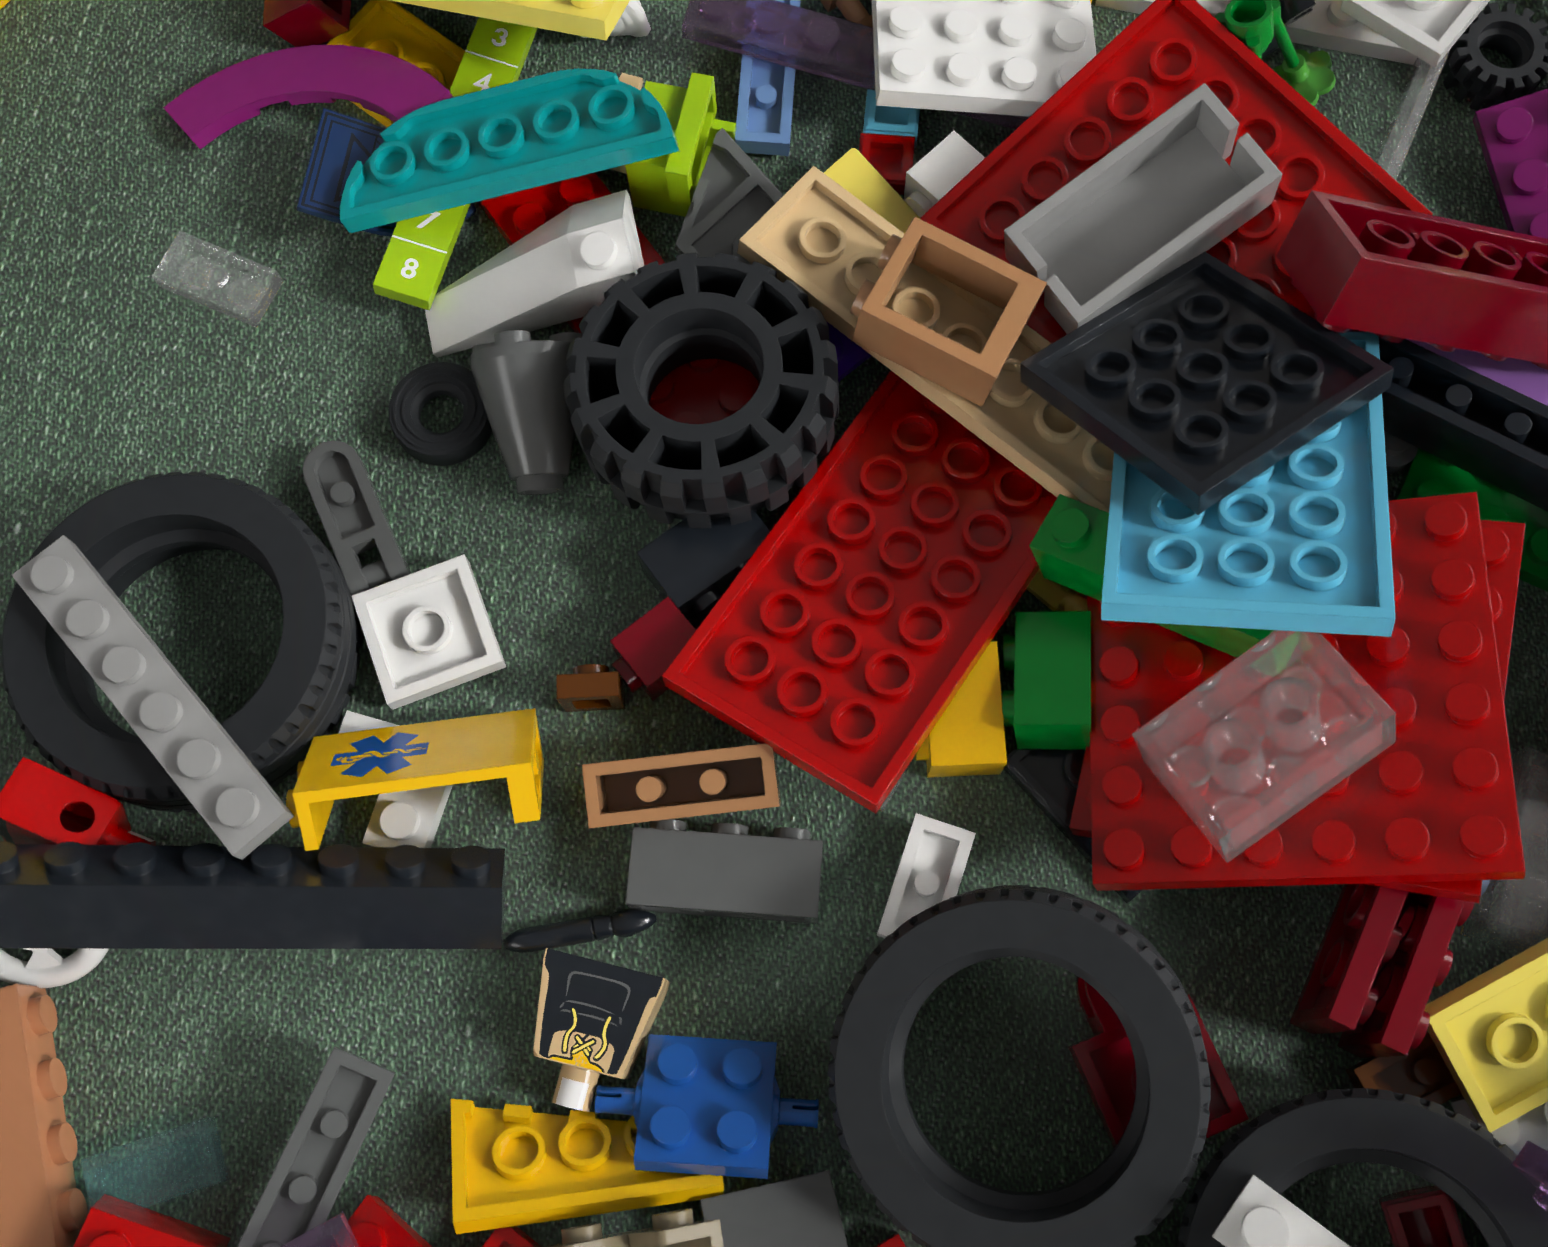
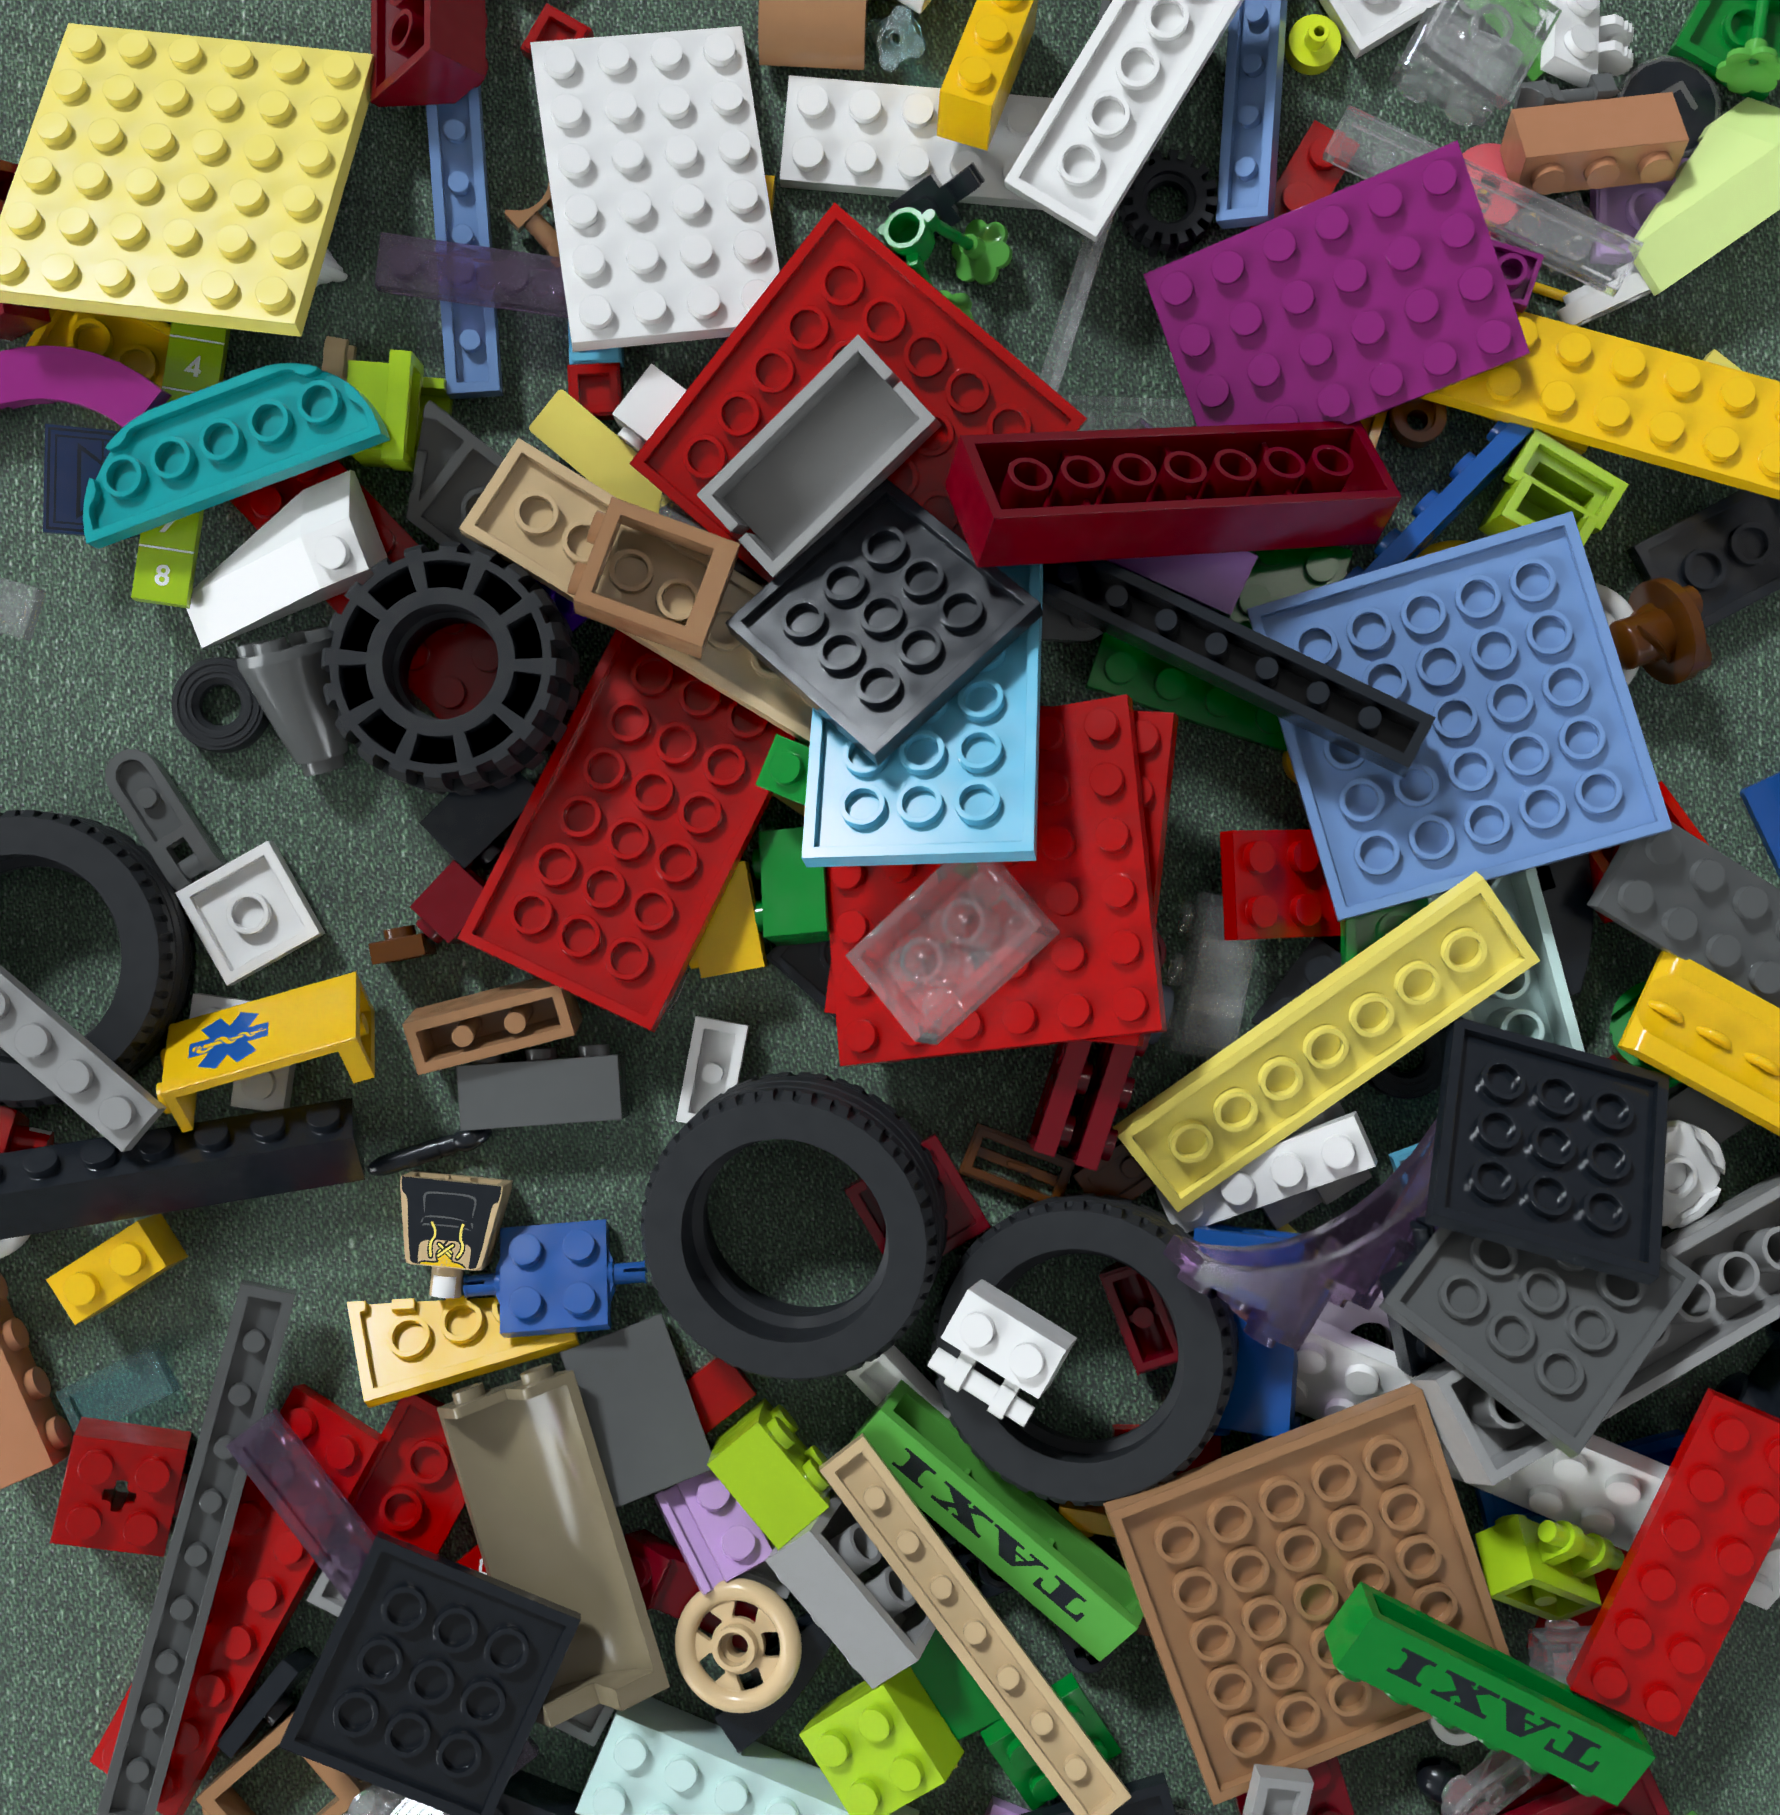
camera: 10 degrees left, 15 degrees up
(189, 1014) = (117, 1268): none -> yellow brick
(1228, 1025) = (975, 1149): none -> reddish brown tile

